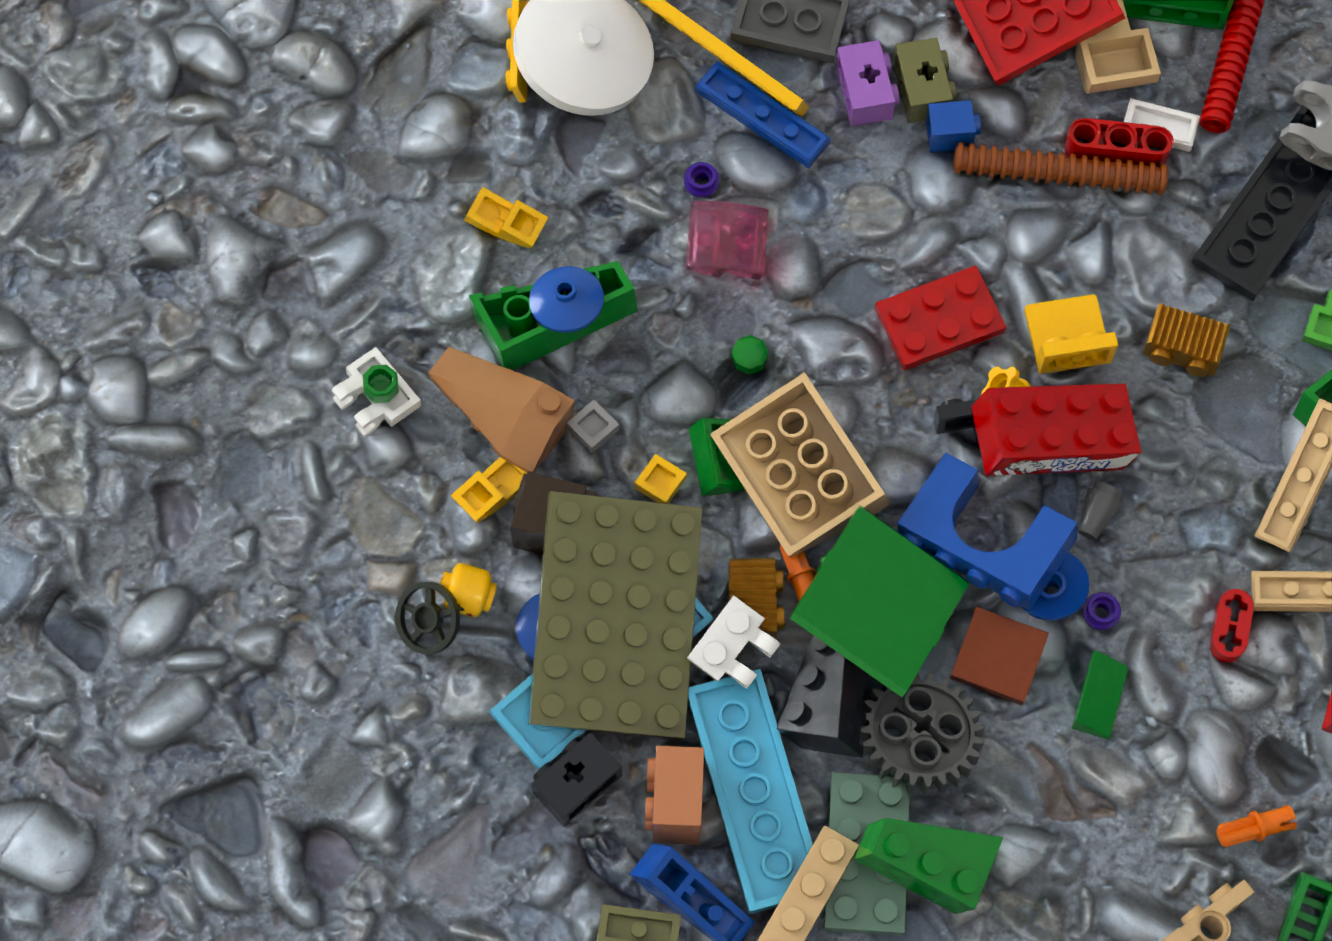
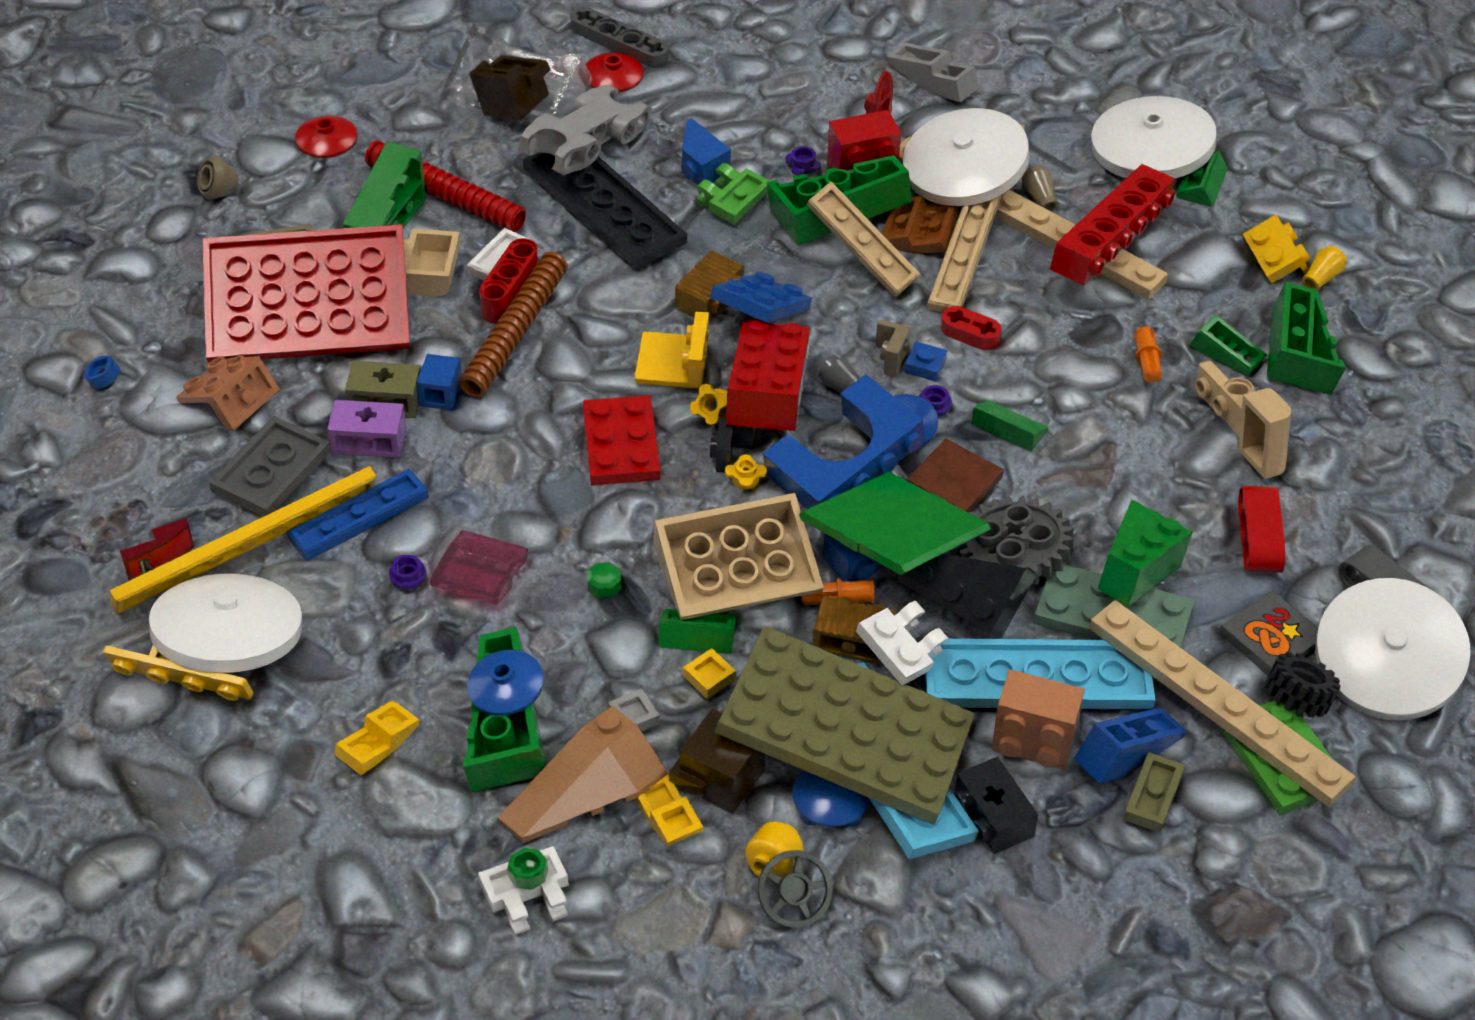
camera: 75 degrees left, 20 degrees down
(931, 436) = (745, 472): none -> yellow plate
(1163, 589) = (925, 361): none -> blue plate
(1164, 554) = (894, 345): none -> dark tan bracket
(1173, 394) = (762, 297): none -> blue plate

